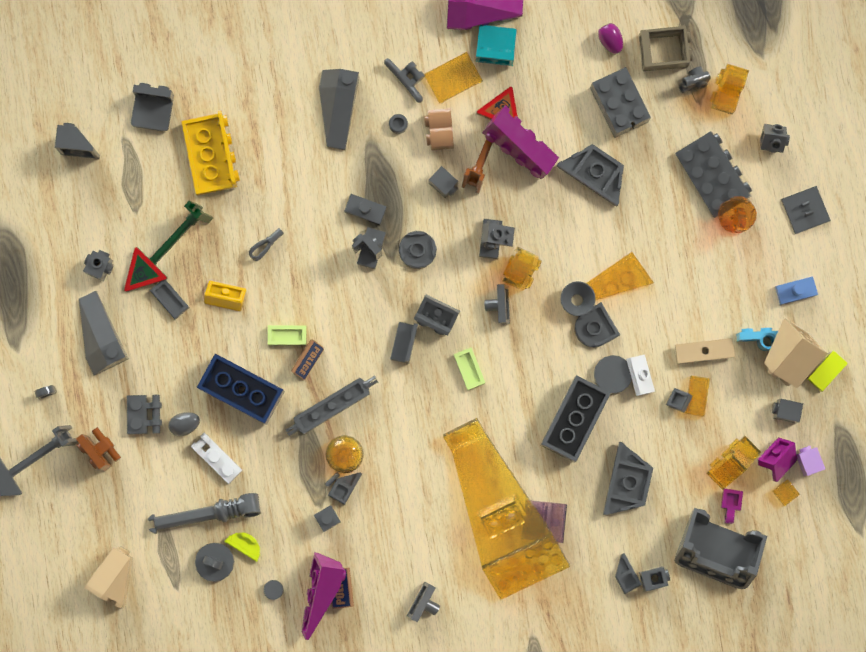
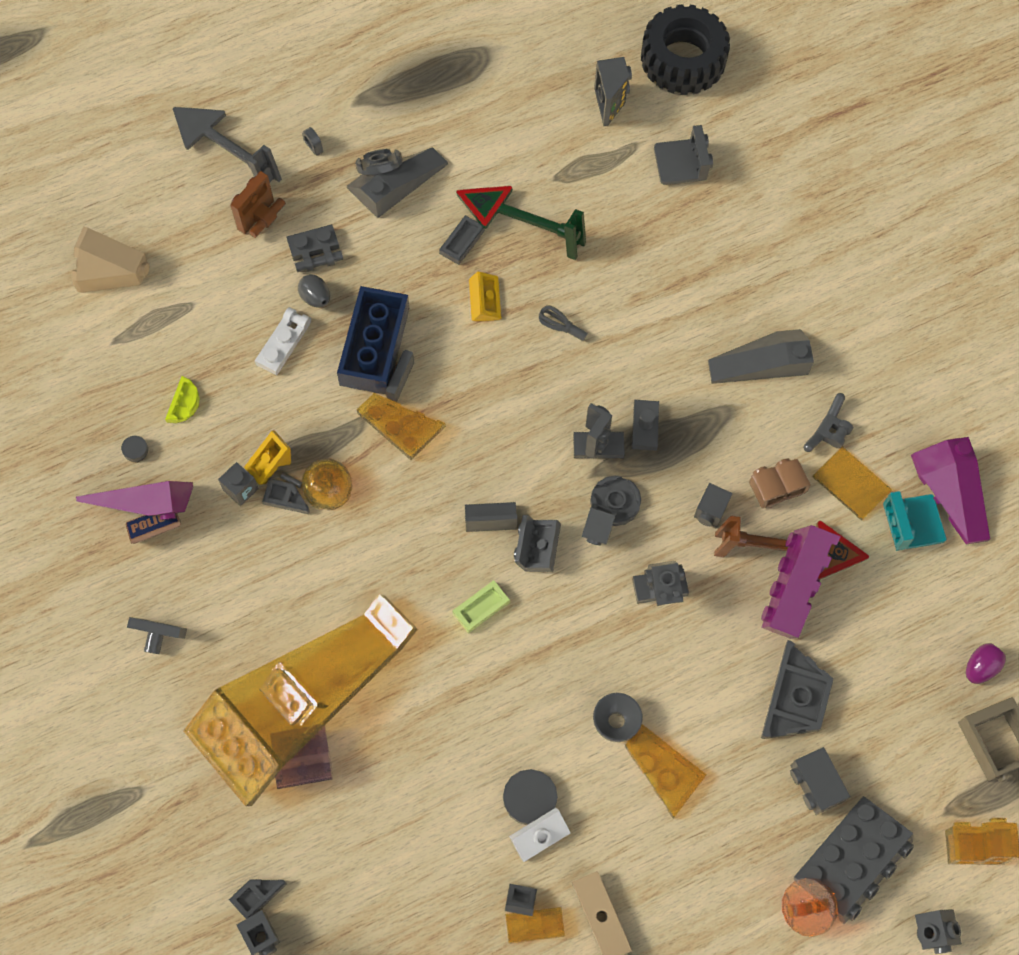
camera: 75 degrees right, 15 degrees down
(42, 52) = (688, 26): none -> black tyre
(84, 344) = (379, 162): none -> dark grey tile
(101, 271) = (476, 152): dark grey brick -> none
(210, 153) = (650, 233): yellow bracket -> none
(214, 562) = (154, 373): dark grey tile -> none
(245, 506) = (218, 361): dark grey piece -> none
(275, 378) = (400, 376): none -> dark grey tile
(287, 334) = (458, 378): yellowish green tile -> none
(307, 359) = (435, 406): slope -> none
(313, 388) = (400, 426): none -> clear yellow wing
(314, 492) = (268, 457): none -> yellow slope
(331, 405) = (384, 452): dark grey plate -> none
(398, 123) = (767, 433): dark grey tile -> none
(435, 267) = (599, 524): none -> dark grey brick
(500, 304) = (577, 621): dark grey tile -> none
(520, 269) = (632, 629): clear yellow brick -> none
(575, 419) = (452, 759): dark grey brick -> none
(595, 327) = (587, 756): dark grey tile -> none
(620, 102) = (904, 699): dark grey piece -> none
(628, 481) = (386, 859): dark grey wing -> none
(658, 179) = (819, 781): none -> dark grey brick
(696, 78) = (977, 795): dark grey plate -> none

